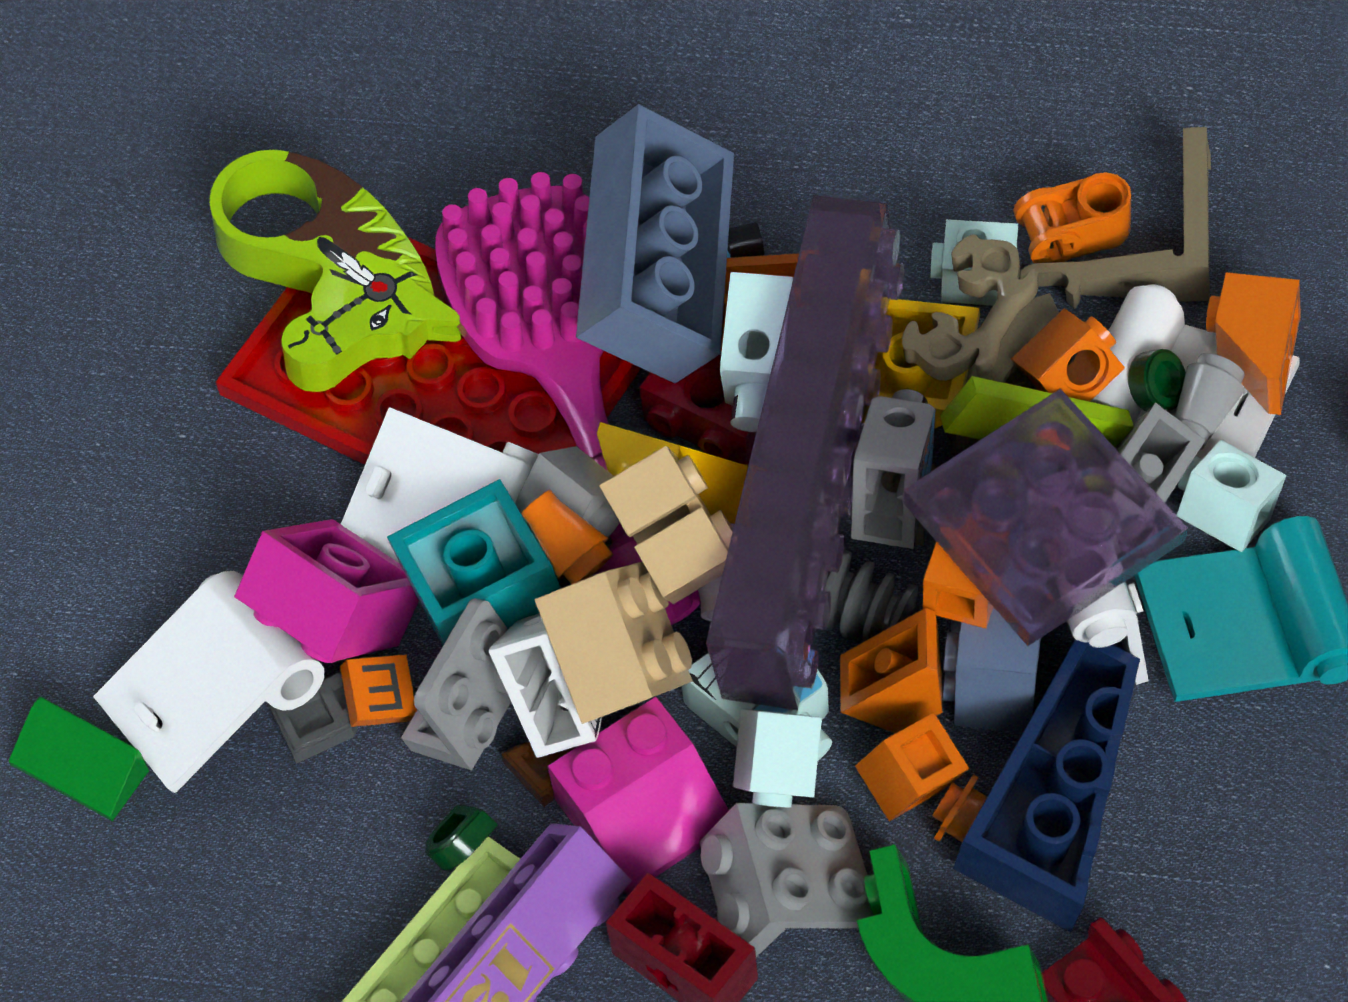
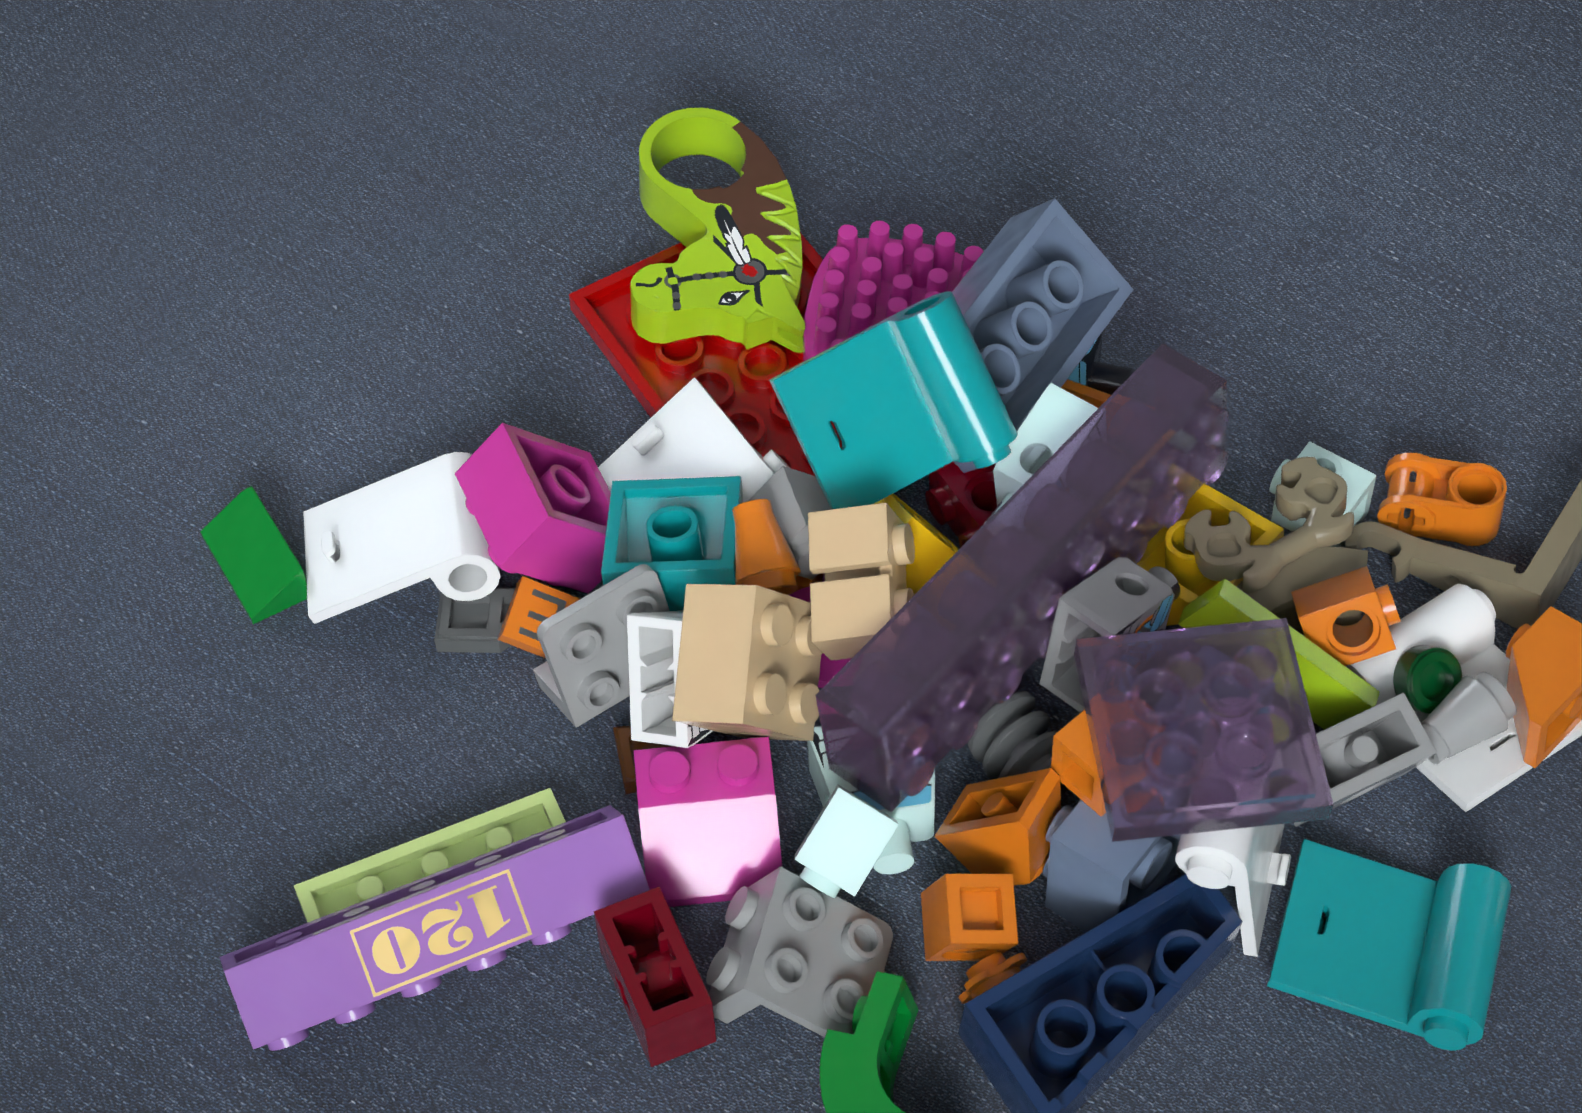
camera: 25 degrees right, 5 degrees down
(458, 836) = (526, 779): dark green tile -> none
(617, 350) = (901, 402): none -> teal door
(1229, 494) = (1436, 818): light aqua brick -> none

